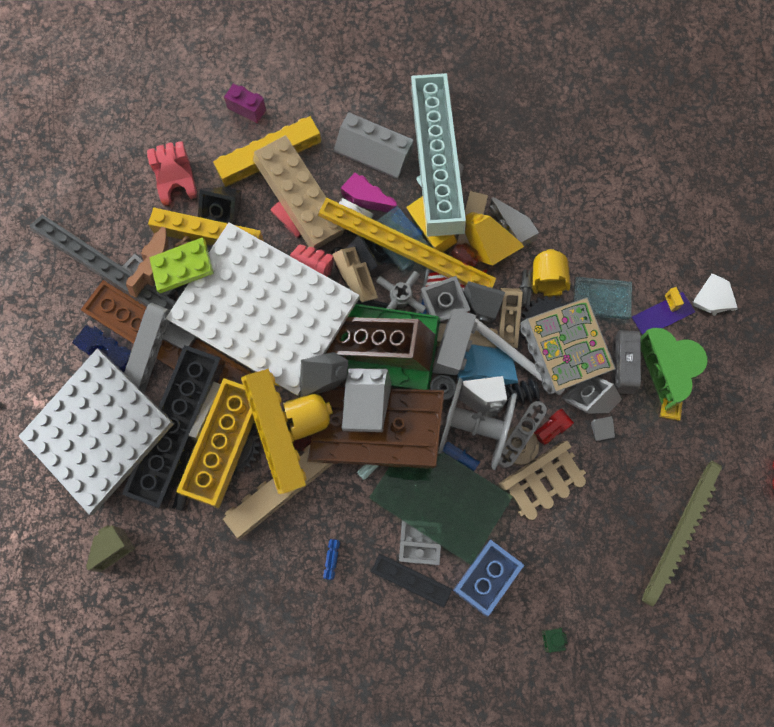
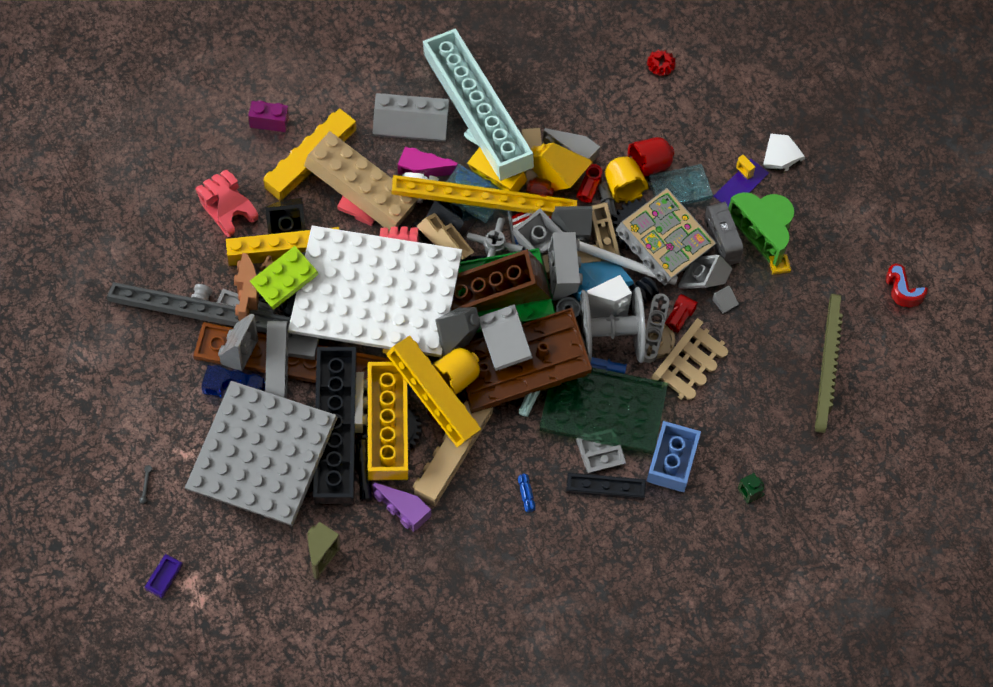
camera: 25 degrees left, 10 degrees down
(114, 252) = (202, 292): none -> light grey wheel
(120, 316) = (239, 344): none -> light grey slope
(212, 535) = (406, 506): none -> medium lavender slope
(515, 266) = (590, 184): none -> red piece
(586, 258) = (652, 155): none -> red cylinder
(634, 174) = (667, 66): none -> red gear

